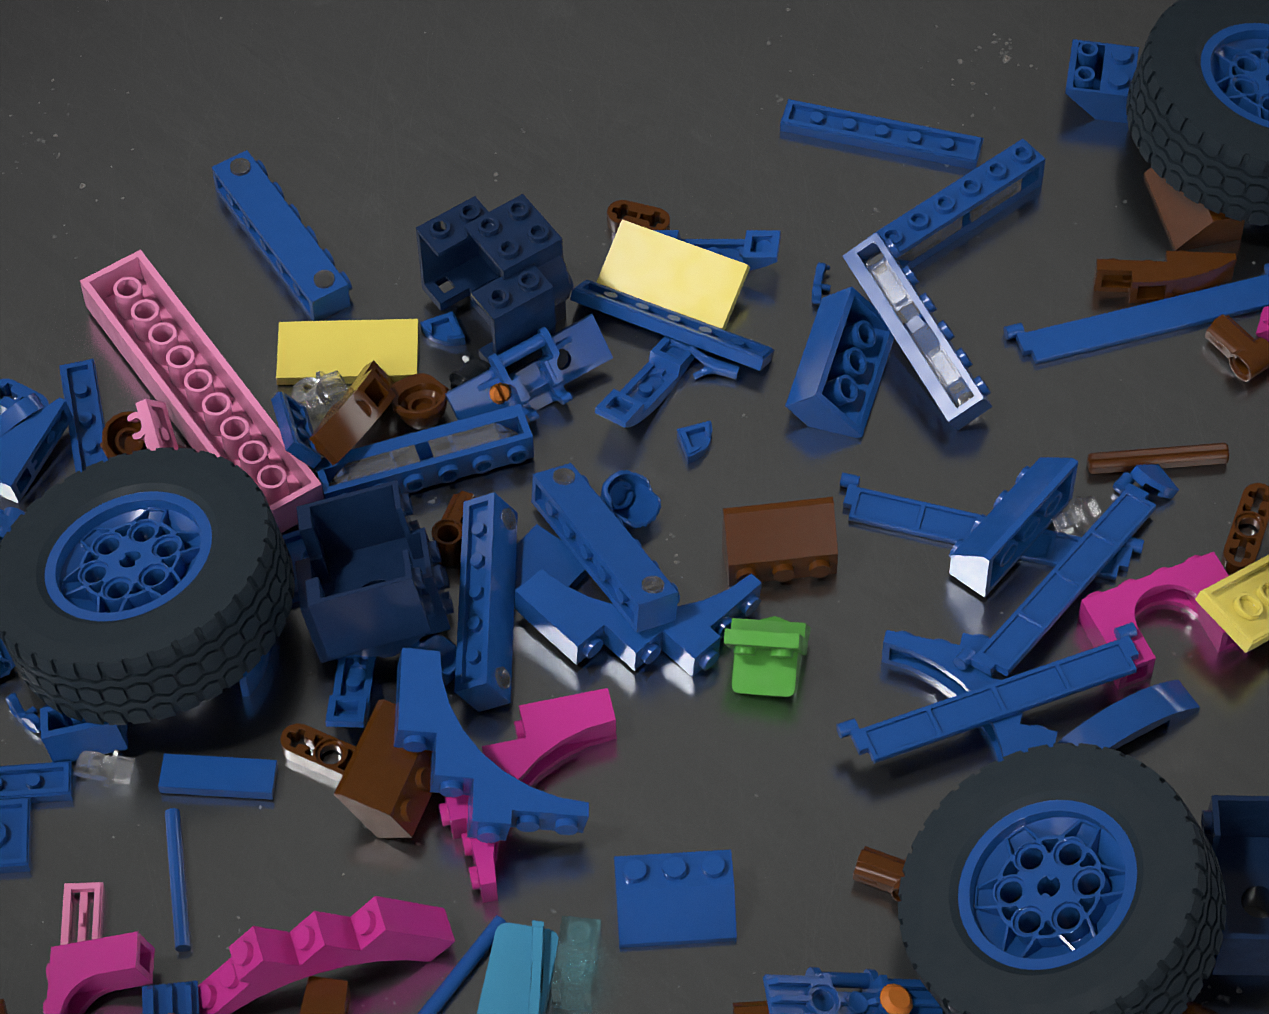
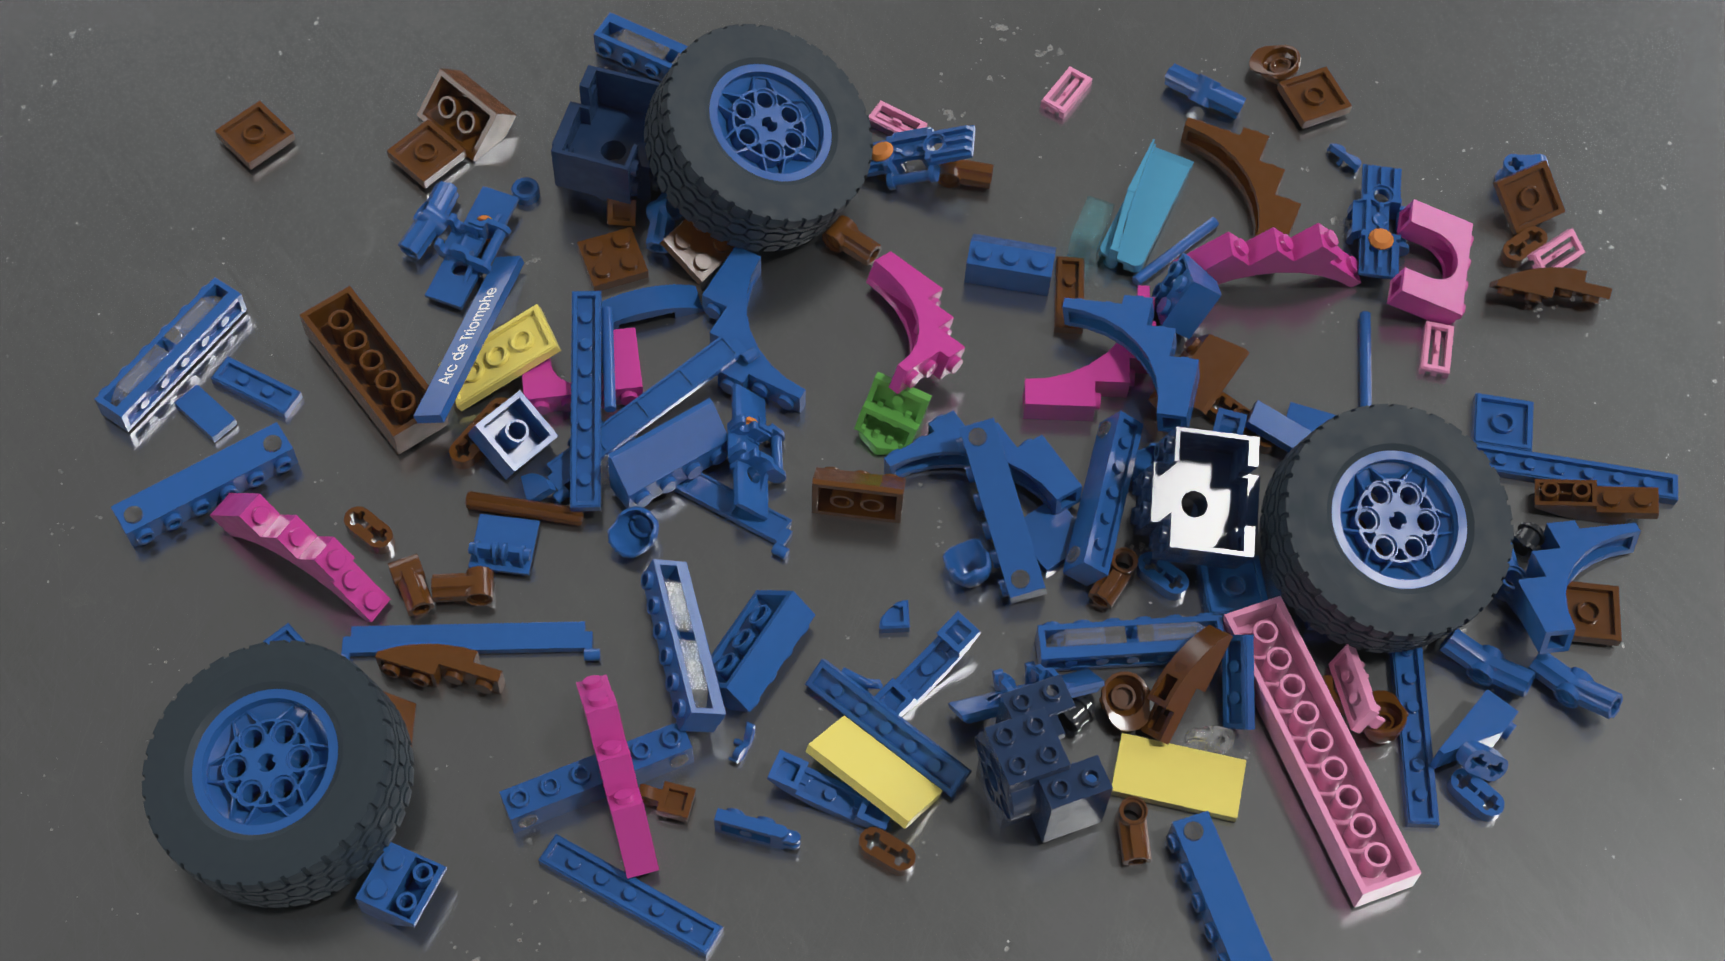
camera: 170 degrees left, 5 degrees up
(270, 738) = (1275, 426): none -> tile
(387, 284) = (1133, 833): none -> reddish brown piece
(432, 875) = (1185, 296): none -> blue slope
(587, 877) = (1068, 284): none -> reddish brown tile
(756, 752) = (926, 324): none -> dark pink arch
(777, 203) = (758, 830): none -> blue hinge
(872, 212) = (672, 801): none -> reddish brown plate
(935, 564) = (744, 436): none -> blue piece
(959, 207) = (618, 775): none -> dark pink arch
(996, 700) = (736, 323): blue piece -> none
(1019, 447) = (633, 532): none -> blue hair
(1136, 616) = (608, 360): none -> blue bar
(1143, 568) = (586, 401): none -> blue tile
(1162, 415) = (504, 544): none -> blue hinge
(1174, 360) = (473, 586): none -> reddish brown piece
(1198, 773) = (613, 259): none -> reddish brown plate
(1206, 507) = (512, 434): none -> brick

